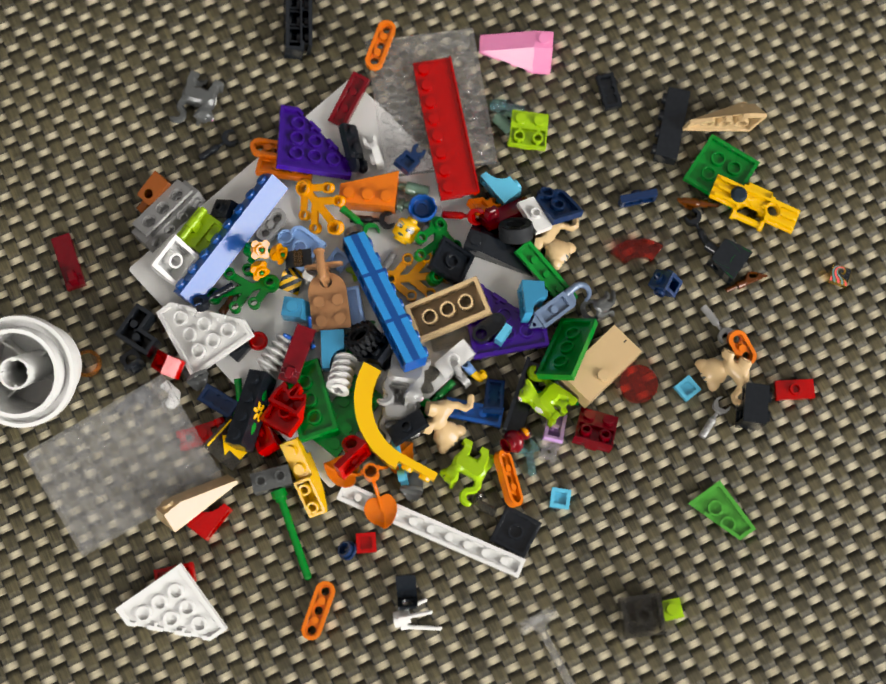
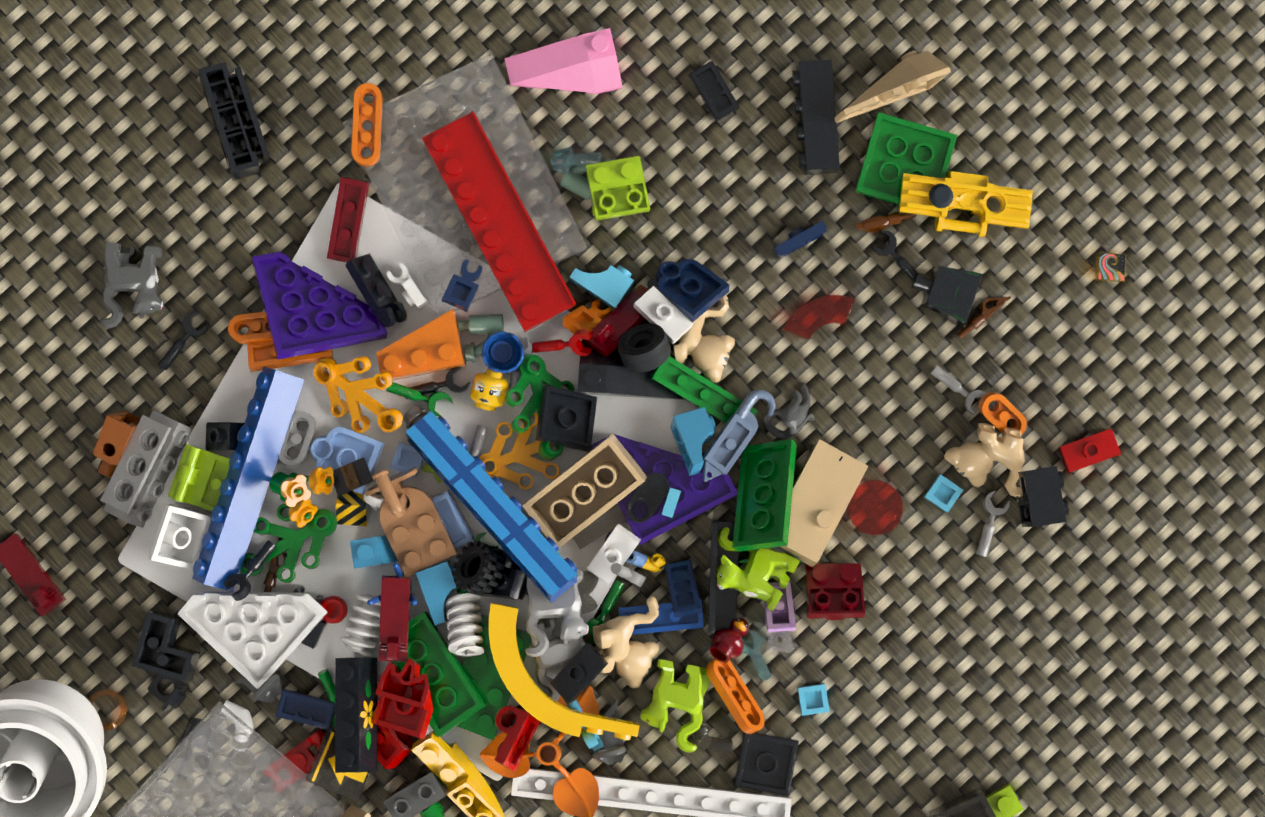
camera: 15 degrees left, 10 degrees up
(168, 364) = (219, 685): plate -> none
(665, 283) = (873, 355): dark blue brick -> none
(723, 510) = (1036, 648): bright green wing -> none

